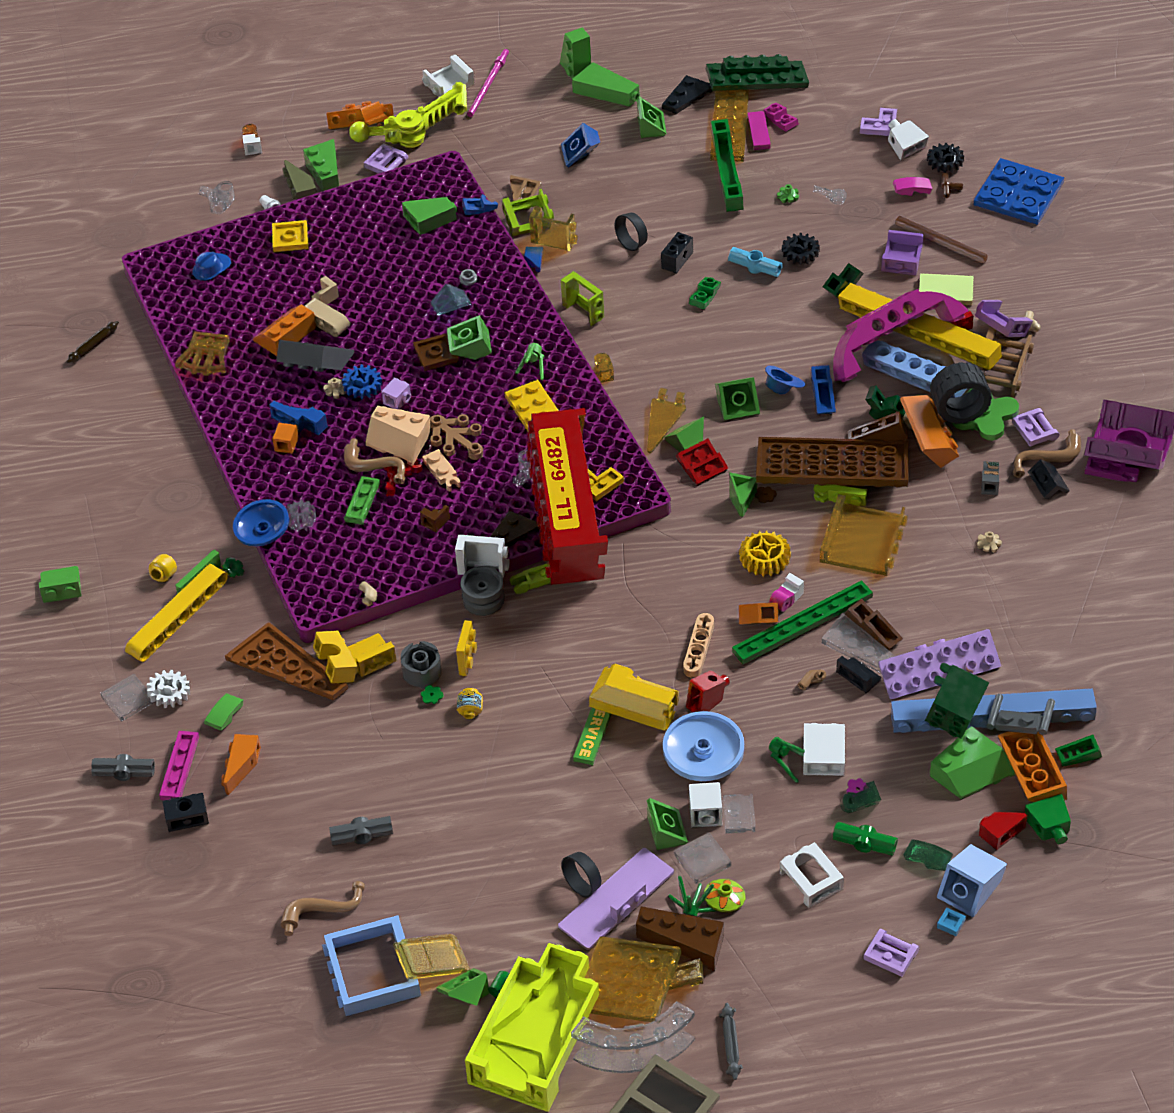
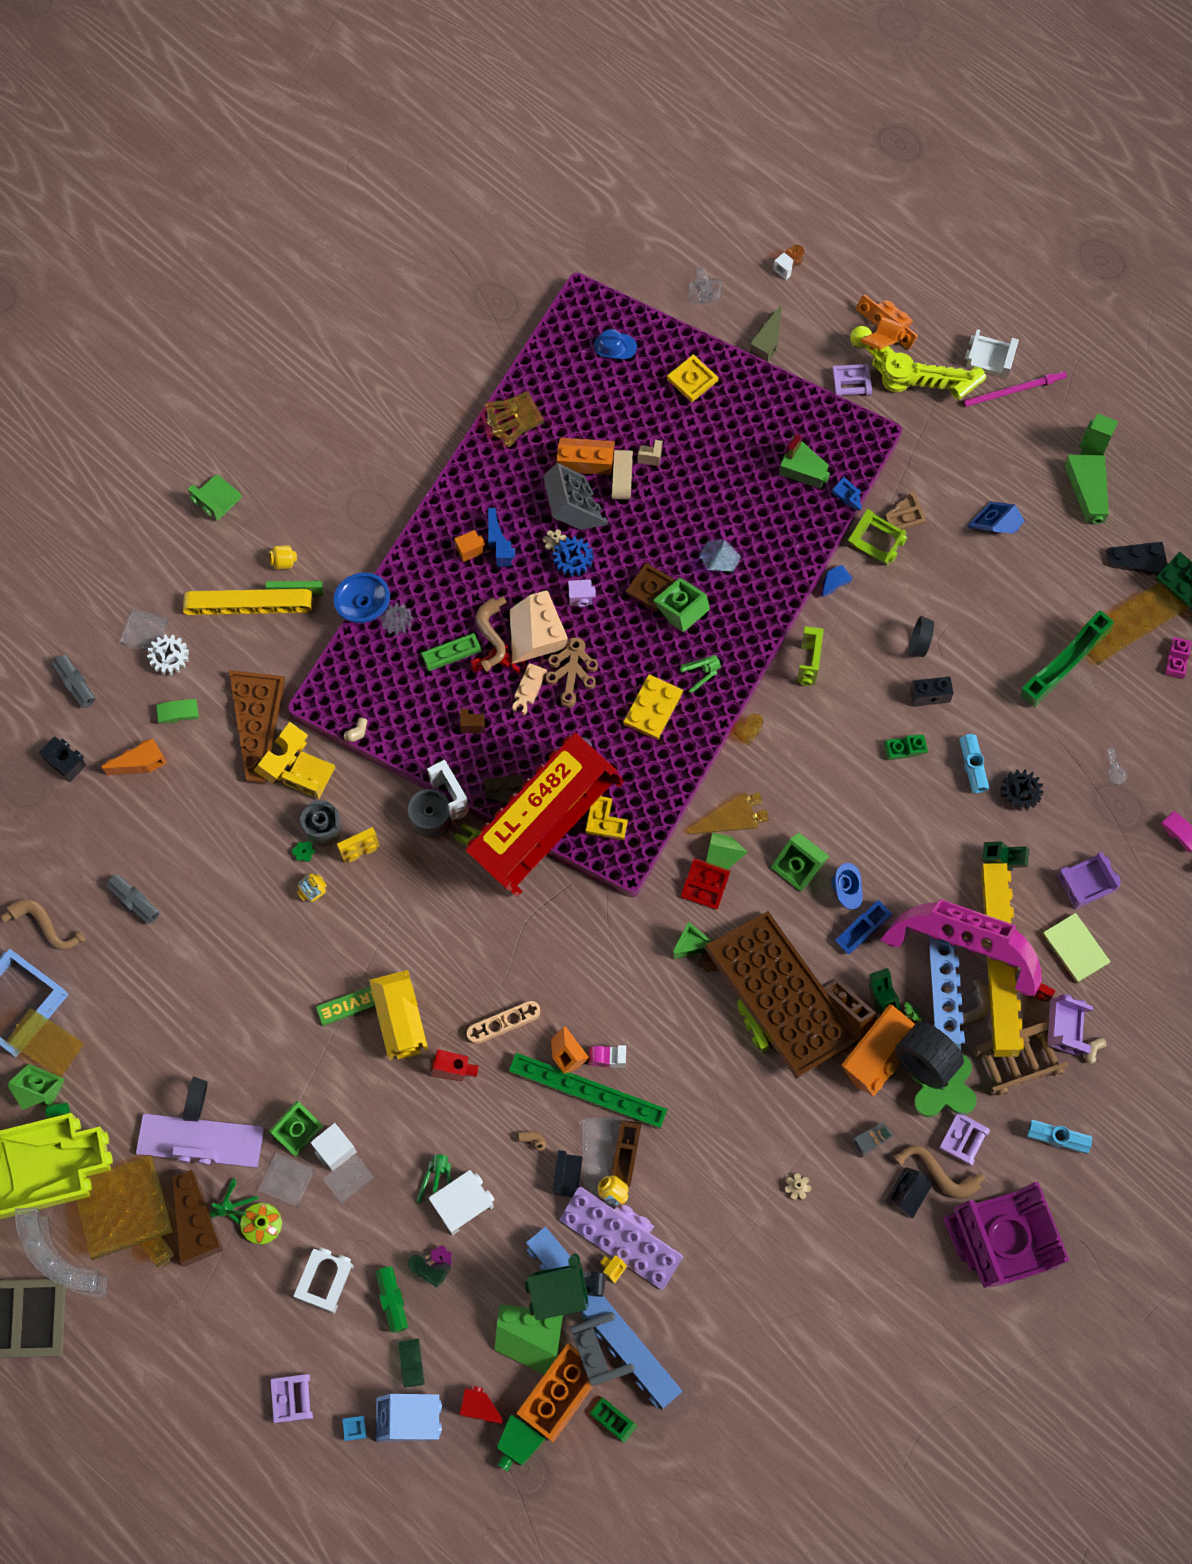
camera: 50 degrees right, 20 degrees up
(92, 342) = (475, 322): dark brown wheel -> none
(179, 765) = (103, 719): dark pink plate -> none
(234, 567) = (323, 607): green plant -> none
(268, 202) = (727, 332): white cone -> none
(322, 164) = (803, 339): bright green wedge -> none
(413, 203) = (793, 446): none -> dark red tile
(468, 277) = (757, 545): light grey plate -> none
(552, 232) = (864, 560): clear yellow panel -> none
(650, 119) = (1078, 552): bright green slope -> none
(703, 746) = (392, 1103): light blue dish -> none
(731, 1042) = (123, 1326): dark grey wheel -> none
(759, 130) = (1145, 651): dark pink tile -> none
(764, 553) = (645, 1013): yellow gear -> none
(788, 194) = (1085, 731): bright green plant -> none
(862, 538) = (720, 1075): clear yellow panel -> none
(898, 644) = (613, 1191): none -> yellow head
(941, 239) = (1135, 902): dark orange axle -> none
(1079, 373) = (1072, 1140): none -> medium azure piece

